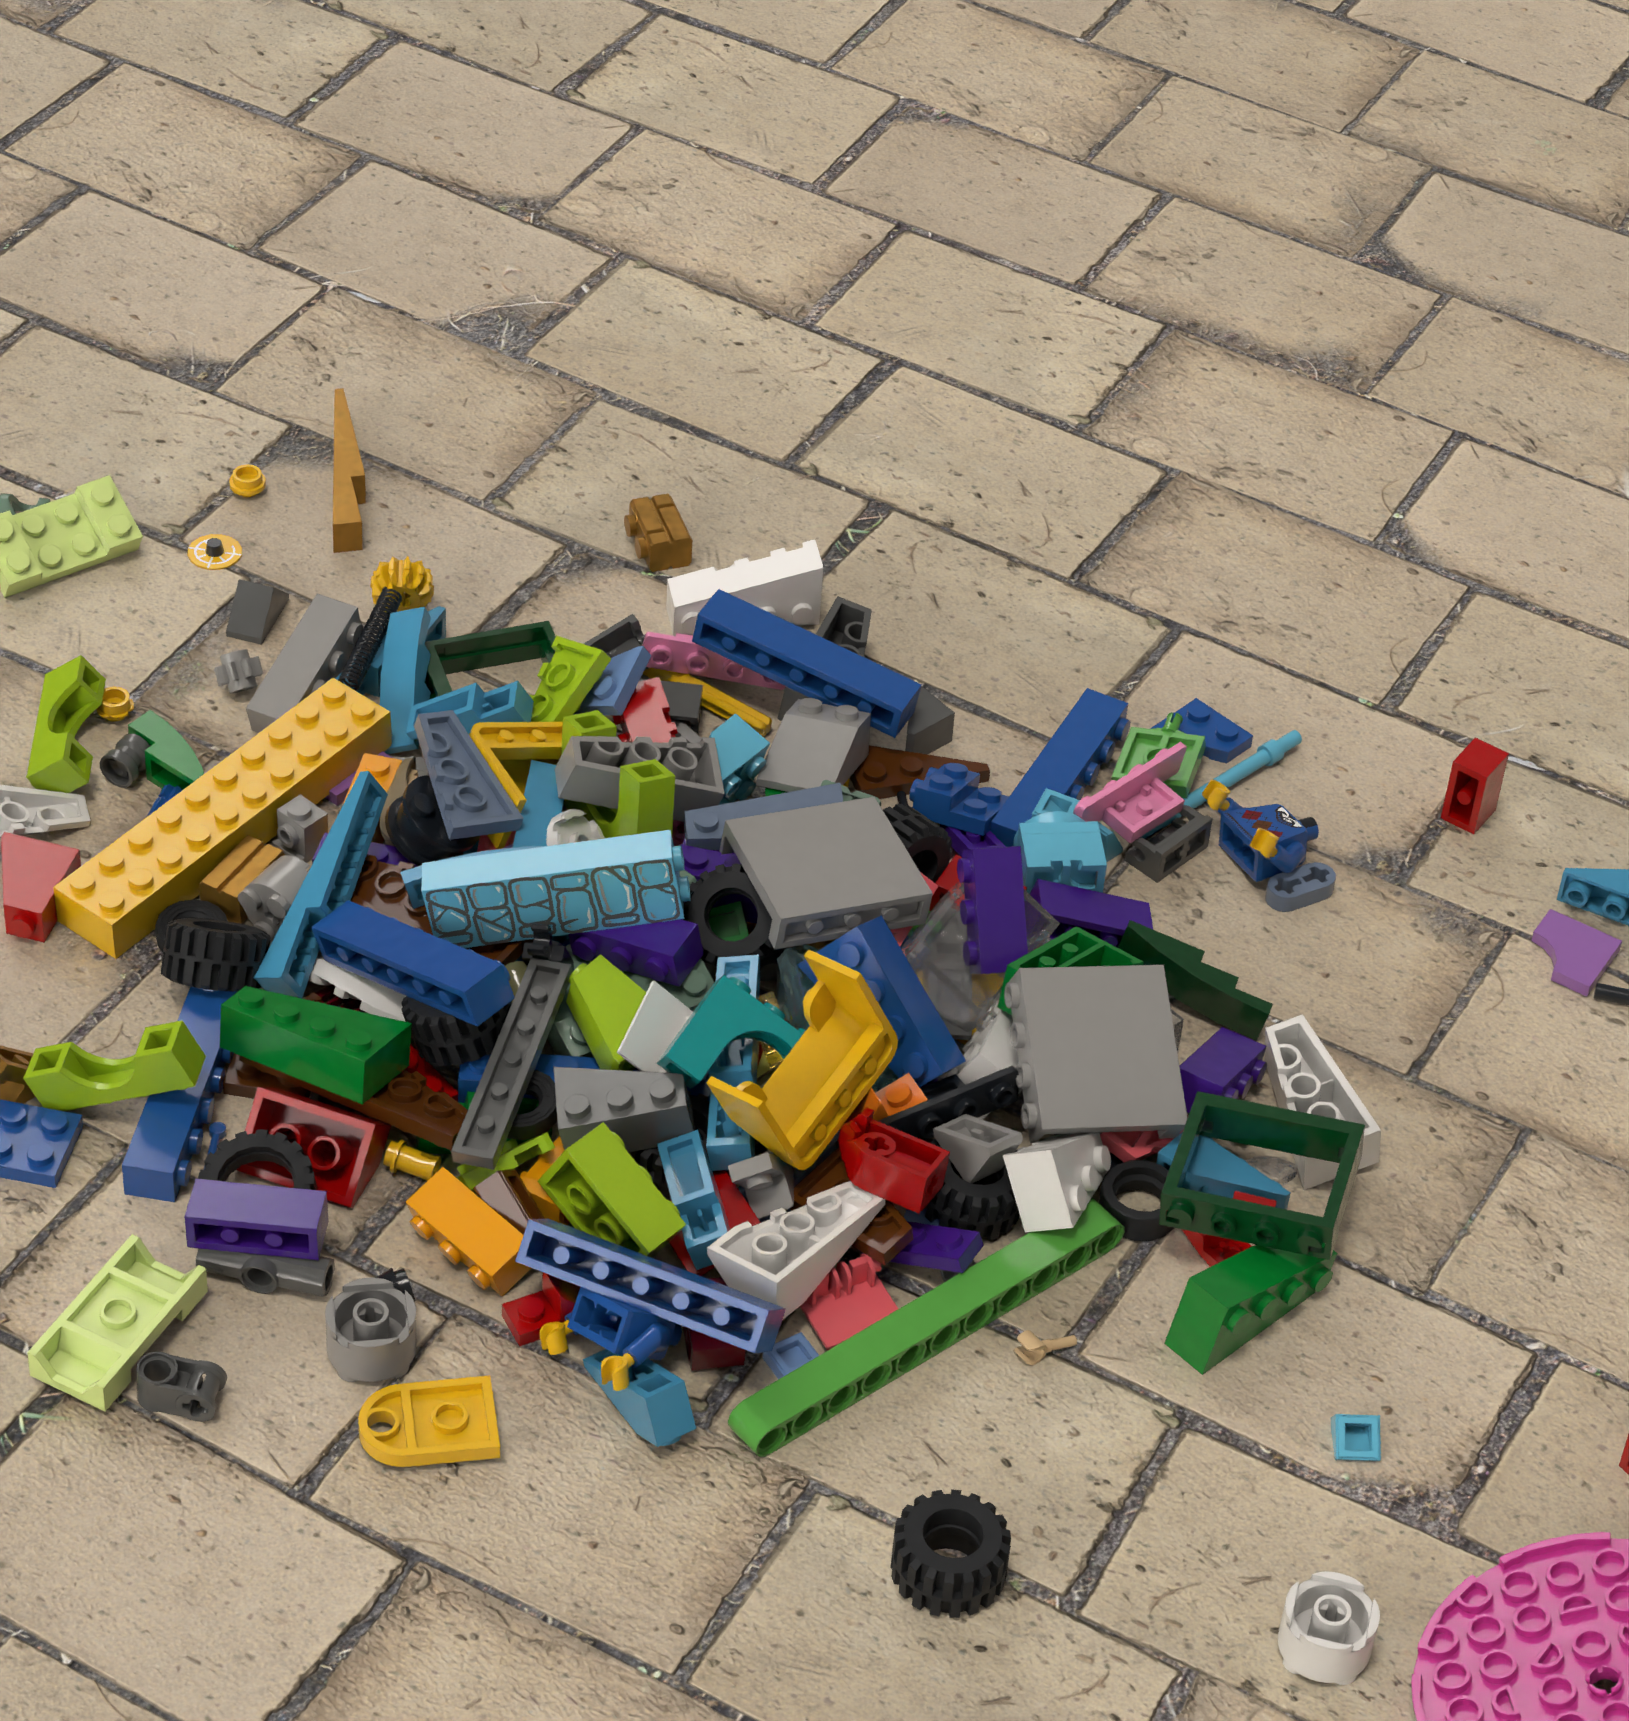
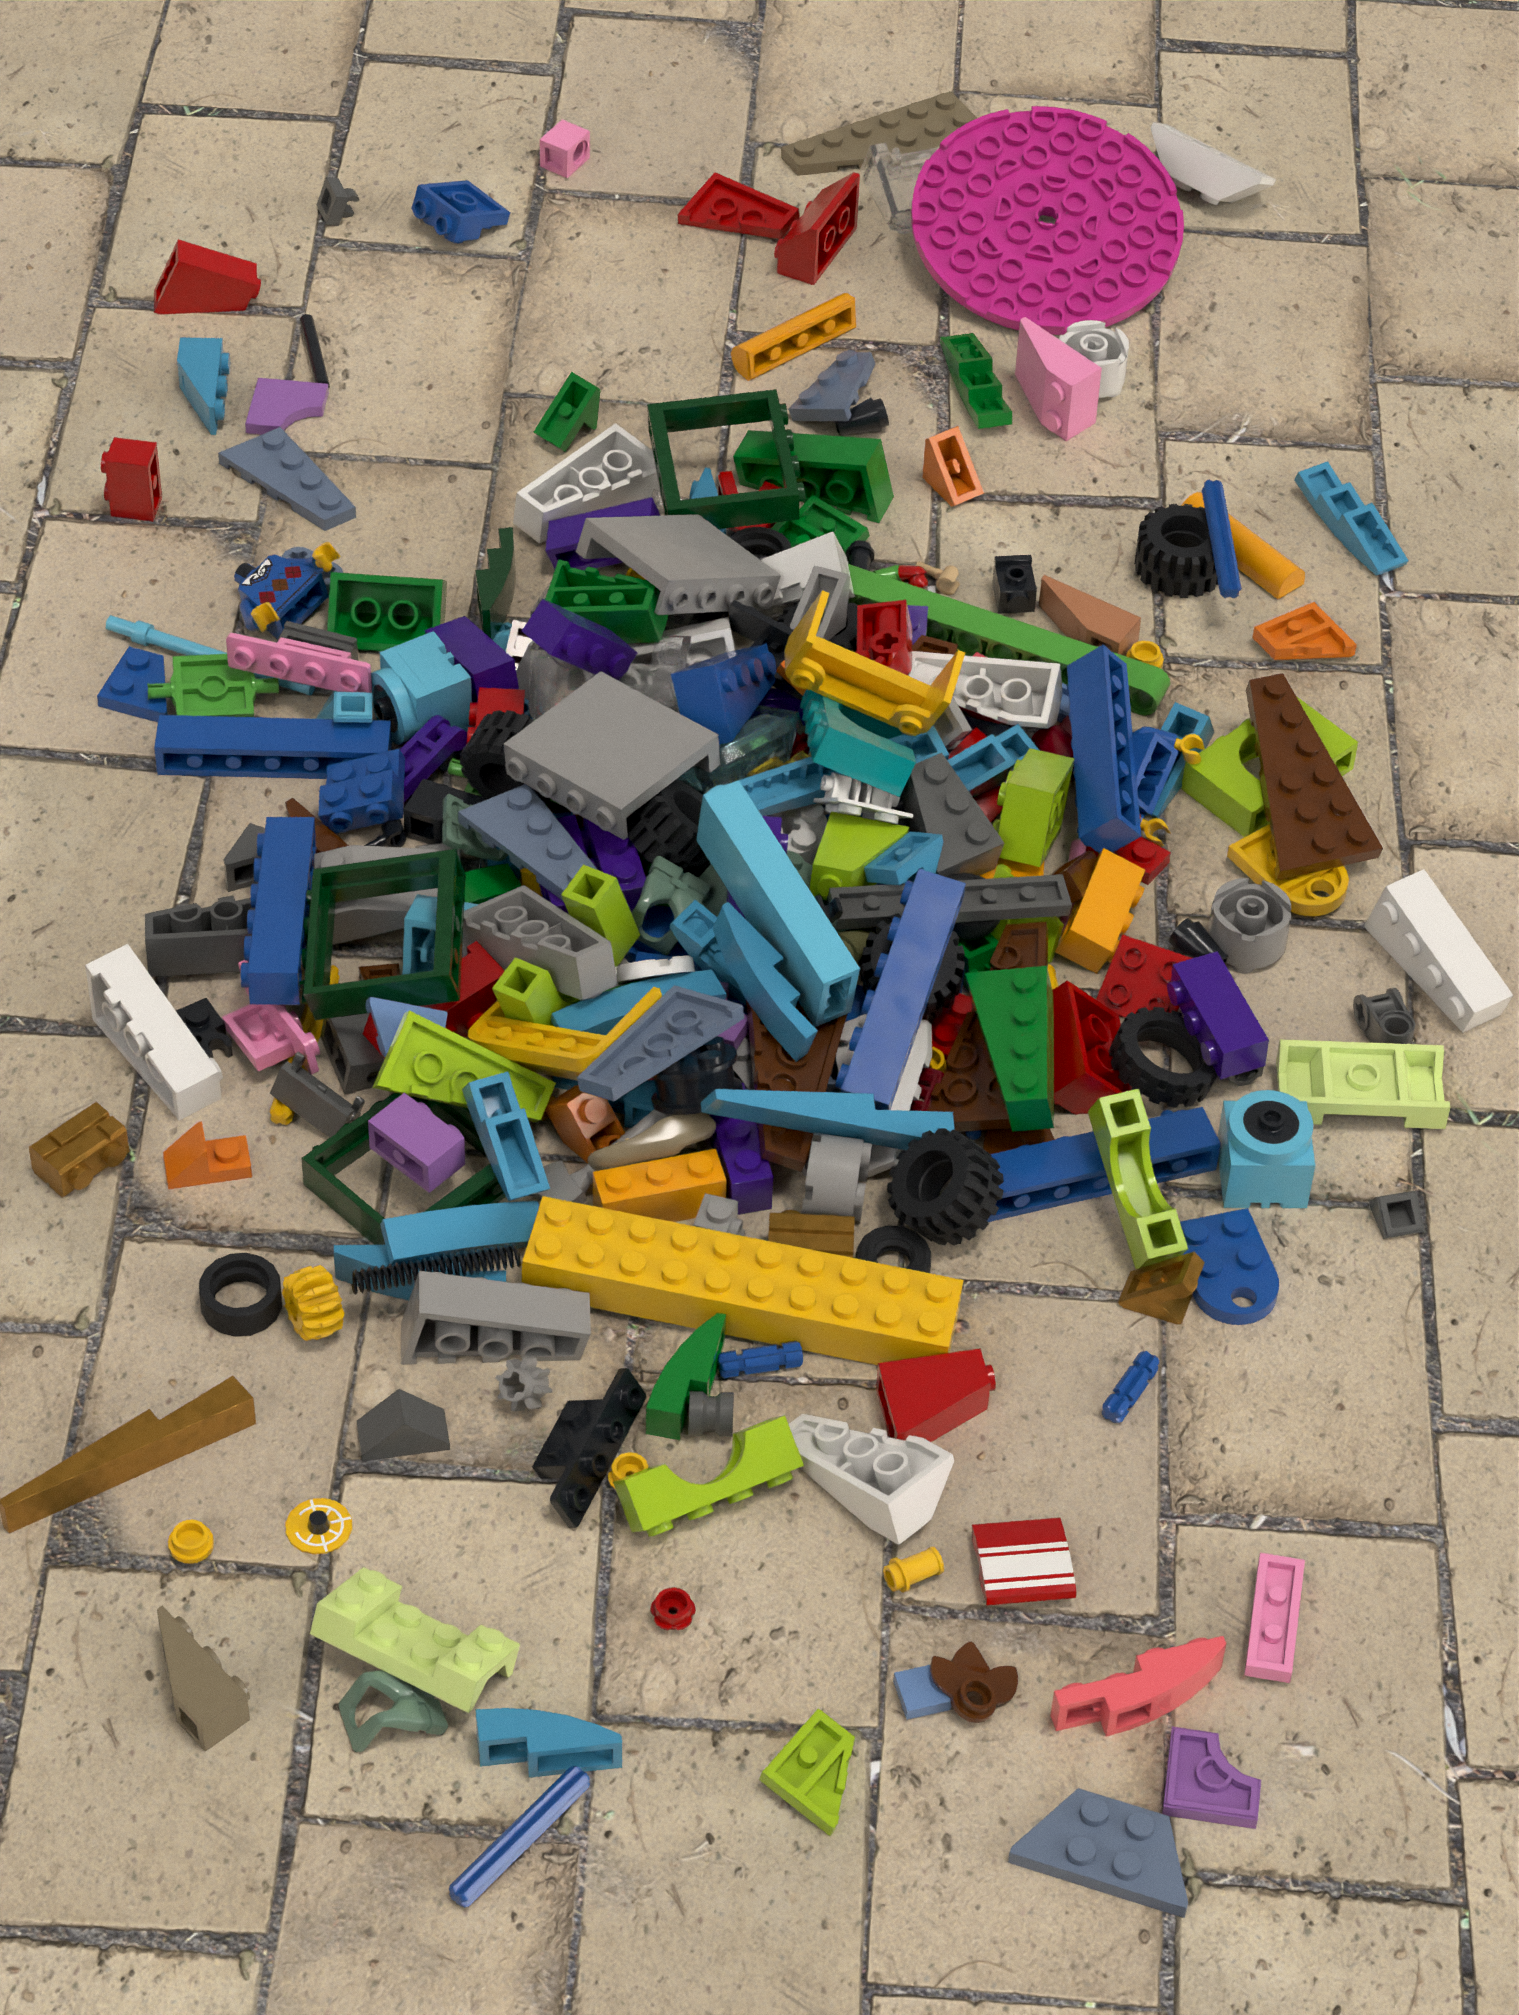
camera: 115 degrees left, 5 degrees up
(89, 1195) = (1266, 1151): none -> medium azure piece
(126, 441) = (203, 1694): none -> dark tan slope
(156, 686) = (587, 1443): none -> black bracket
(225, 1460) = (1437, 951): none -> white wedge
(369, 1235) = (1138, 977): none -> red hinge
(455, 552) = (241, 1320): none -> black tyre
(487, 1446) = (1303, 793): none -> reddish brown wing
(503, 663) = (417, 1142): none -> medium lavender brick
(575, 1036) = (904, 859): none -> dark azure slope
(593, 1422) = (1233, 792): none -> lime arch
(604, 600) = (200, 1162): none -> orange slope
(645, 694) = (376, 879): none -> dark green window
(761, 1612) = (1304, 635): none -> orange wing
(812, 1454) = (1146, 652): none -> yellow plate
(882, 1424) = (1088, 617): none -> nougat slope
(915, 1549) = (1221, 539): none -> blue axle
(944, 1635) = (1258, 558): none -> light orange brick
(983, 1390) = (1014, 584): none -> black brick
(1056, 1314) = (913, 574): none -> red arm
(1093, 1282) = (860, 554): none -> black pin
(1154, 1269) = (818, 519): none -> green slope
(1201, 1418) = (950, 468): none -> orange slope
(1213, 901) = (384, 608): none -> green slope
(1287, 1546) = (1057, 381): none -> bright pink slope
(1333, 1388) = (865, 418): none -> black cone
(1356, 1437) = (897, 402): medium azure slope -> none
(1369, 1524) = (975, 381): none -> green slope
(1382, 1364) = (834, 389): none -> sand blue wing
(1448, 1138) = (572, 407): none -> green slope
(1462, 918) = (290, 476): none -> sand blue wing
(1510, 1389) = (795, 337): none -> light orange brick

